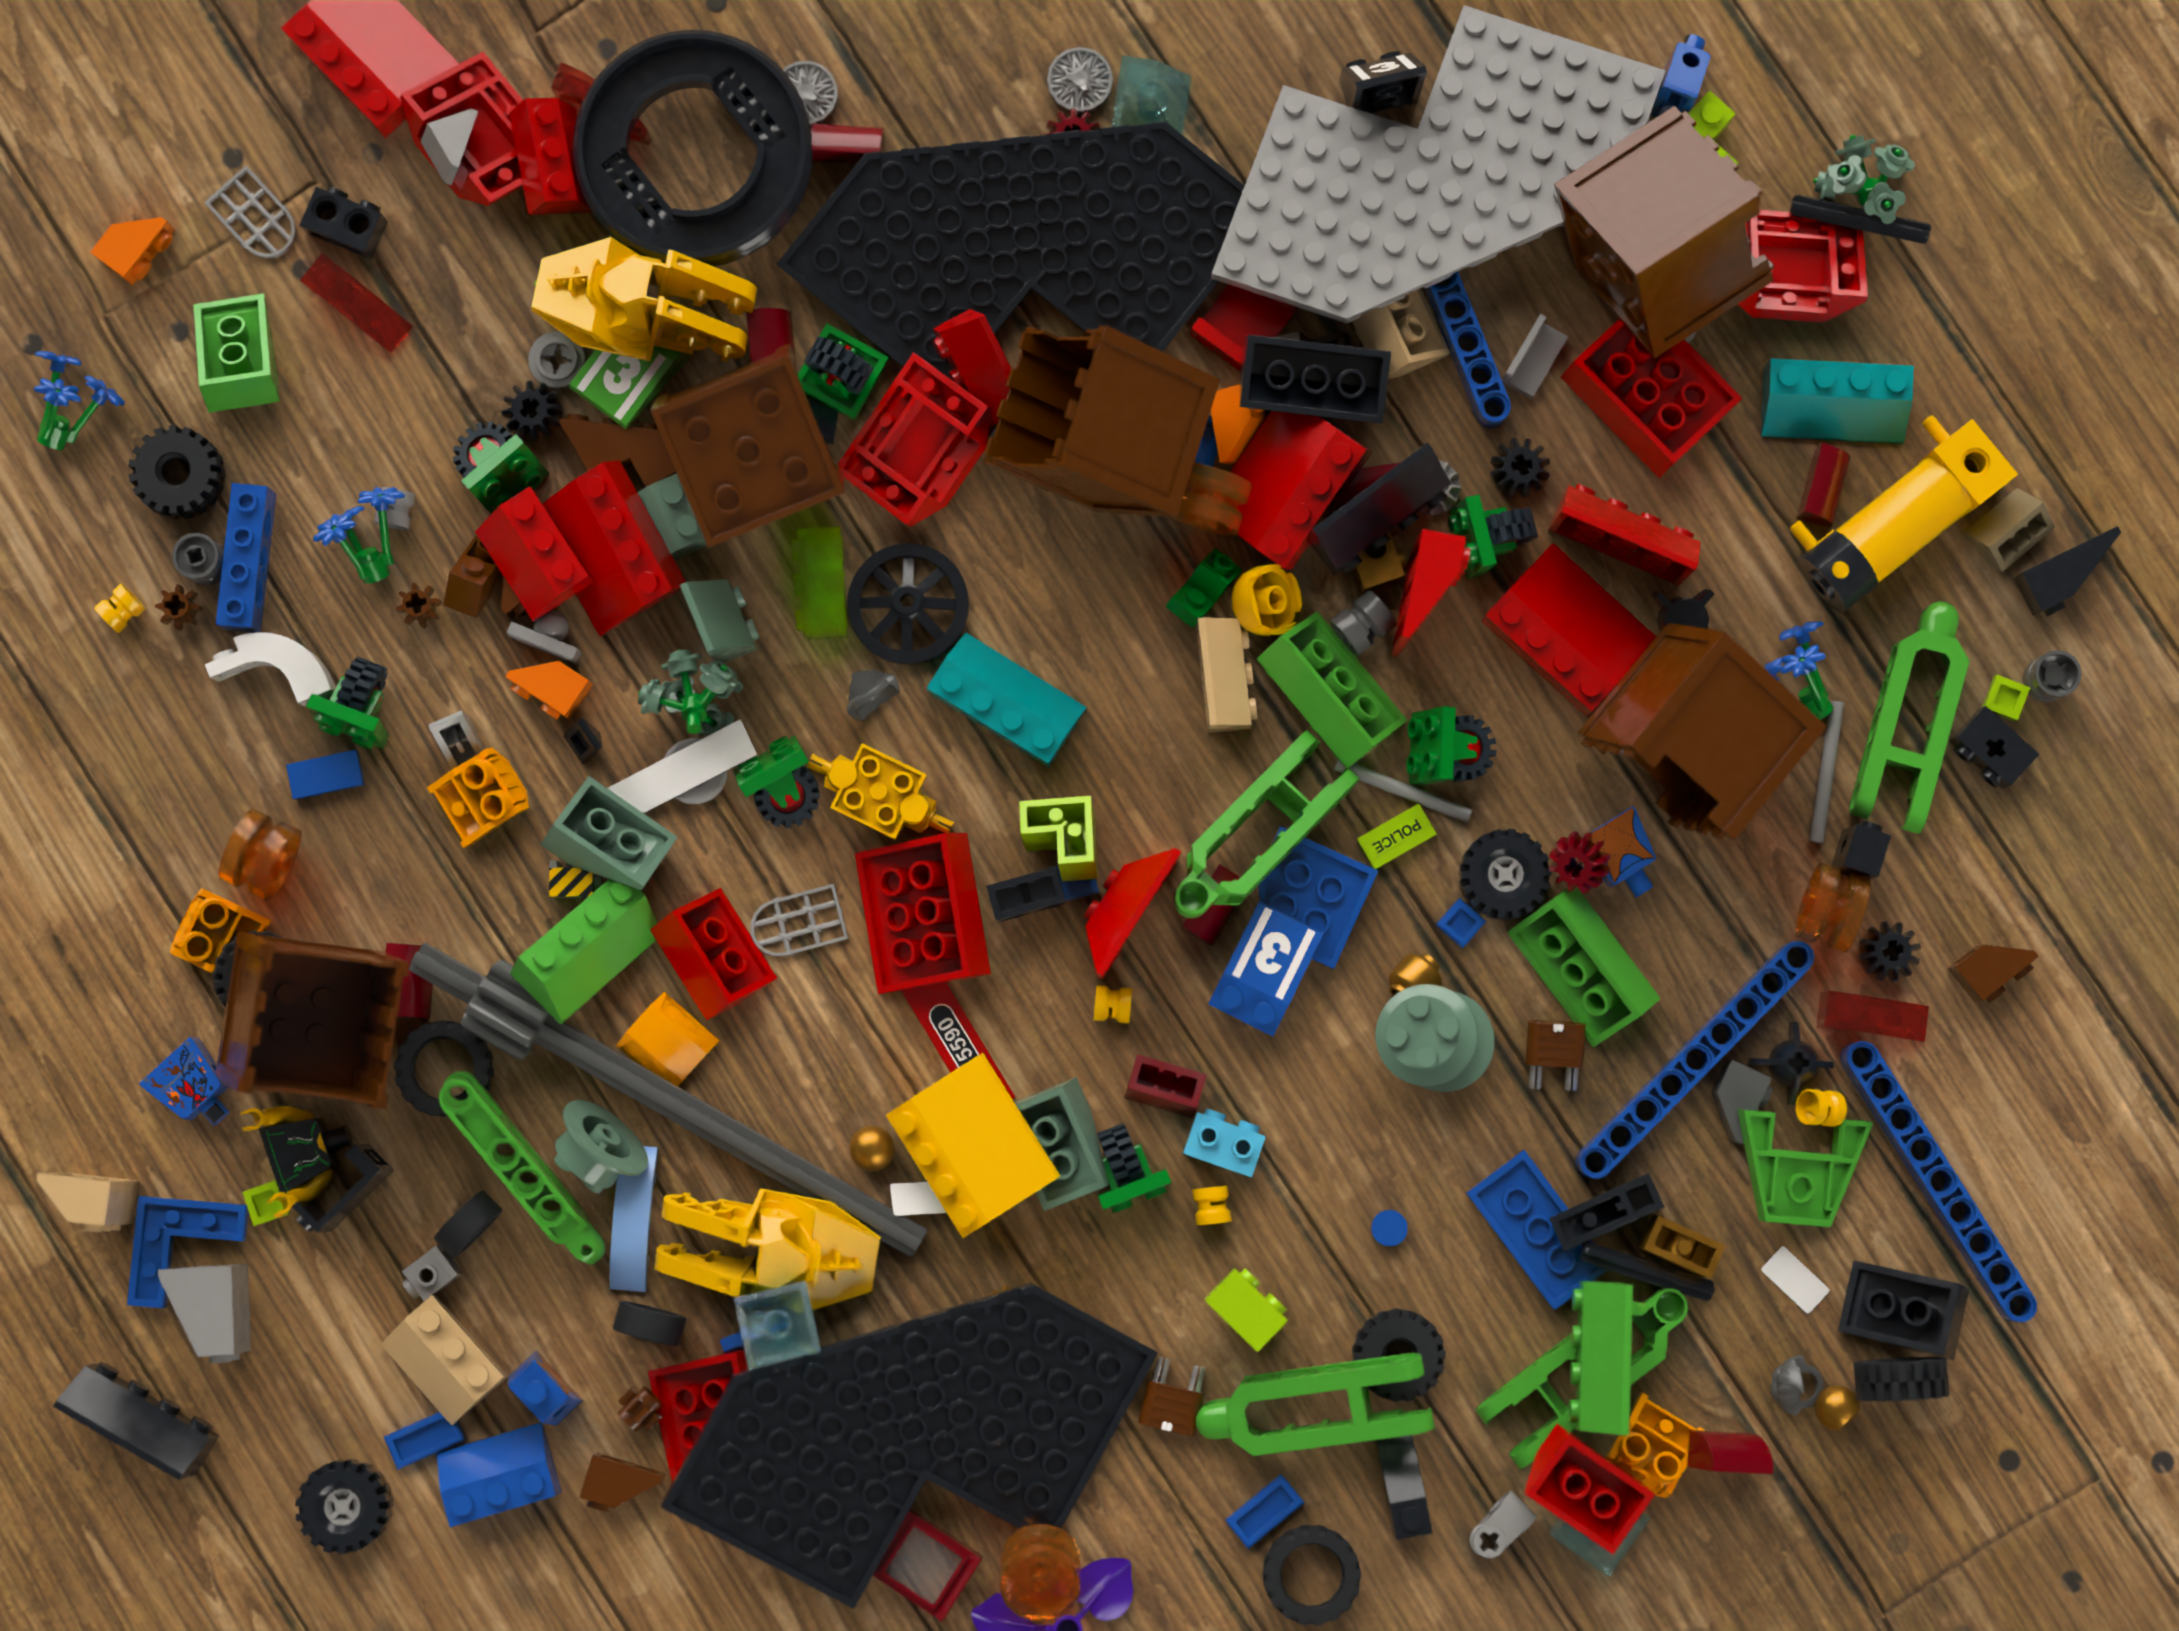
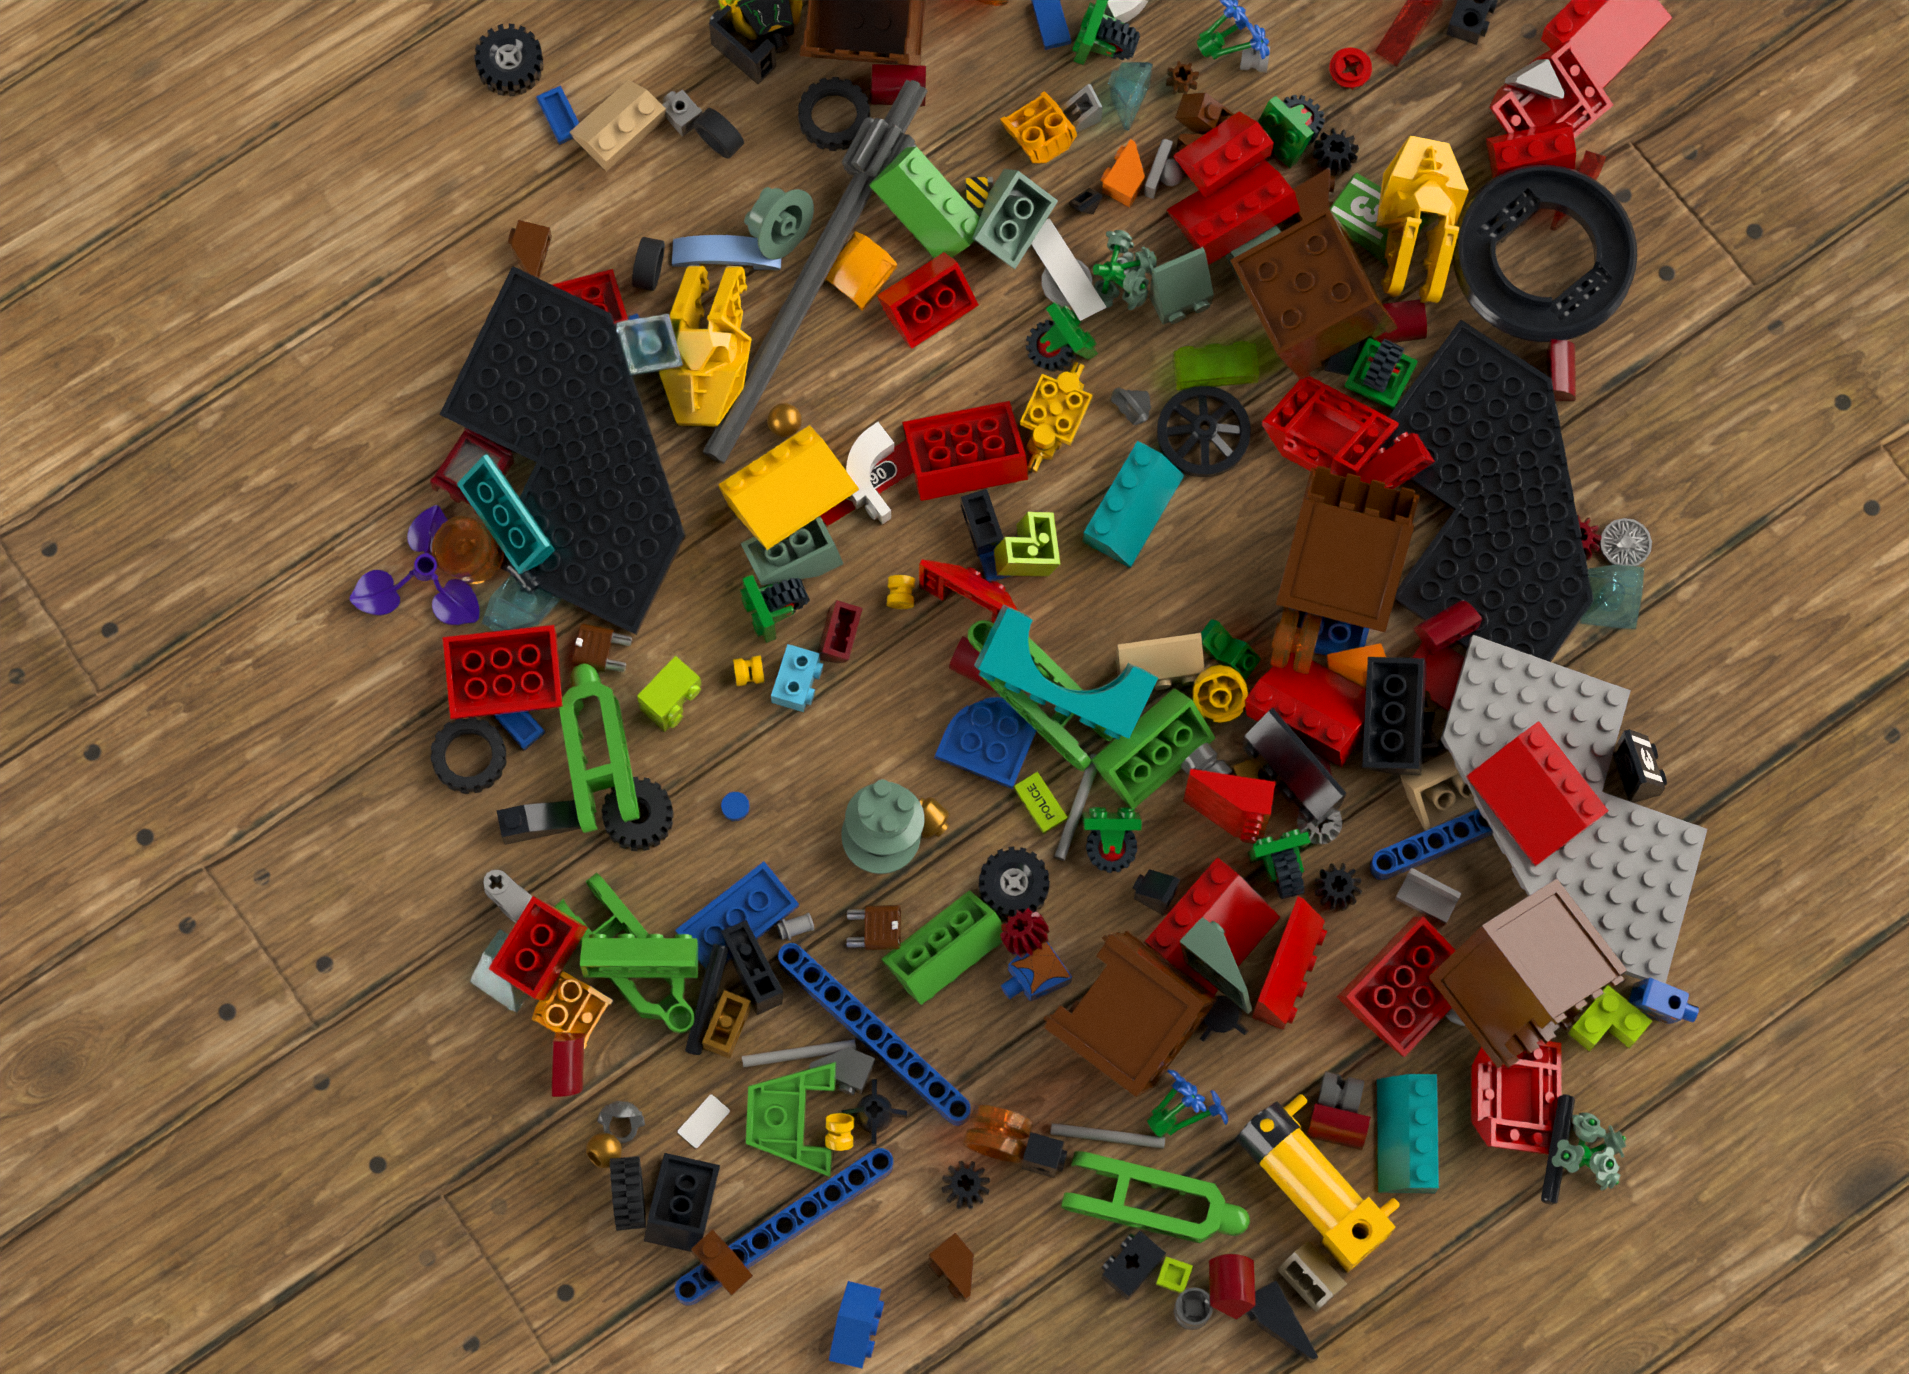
camera: 85 degrees right, 10 degrees down
(398, 382) = (1353, 57): none -> red gear
(433, 676) = (1129, 89): none -> clear light blue slope
(489, 1126) = (793, 139): bright green piece -> none
(497, 1474) = (533, 165): blue slope -> none
(543, 1390) = (598, 190): blue torso -> none
(546, 347) = (1368, 160): light grey gear -> none
(640, 1408) = (584, 262): reddish brown gear -> none
(810, 910) = (950, 375): light grey window -> none
(815, 88) = (1601, 344): light grey wheel -> none
(914, 1199) = (746, 450): white sticker -> none
(935, 1050) = (865, 453): none -> white arch
(1003, 1521) = (505, 515): none -> teal slope
(1078, 1498) = (526, 580): none -> black pin
(1116, 1505) = (513, 609): none -> clear light blue slope
(1191, 306) = (1448, 626): none -> dark red brick
(1210, 1528) = (502, 672): none -> red slope
(1266, 968) = (931, 701): blue slope -> none
(1289, 738) = (1110, 706): none -> teal arch
(1429, 205) = (1537, 793): none -> red slope
(1460, 923) = (974, 854): blue tile -> none
(1521, 694) = (1156, 890): none -> black slope
(1550, 1155) = (795, 926): none -> light grey pin
(1628, 623) = (1210, 956): none -> sand green slope
(1713, 1156) = (797, 1053): none -> light grey piece
(1785, 480) = (1340, 1093): none -> dark grey wheel
(1872, 1016) = (913, 1174): clear red slope -> none
(1994, 1263) = (721, 1262): none -> reddish brown slope
(2028, 626) = (1232, 1284): none -> dark red brick
(2065, 1094) = (856, 1325): none -> blue brick

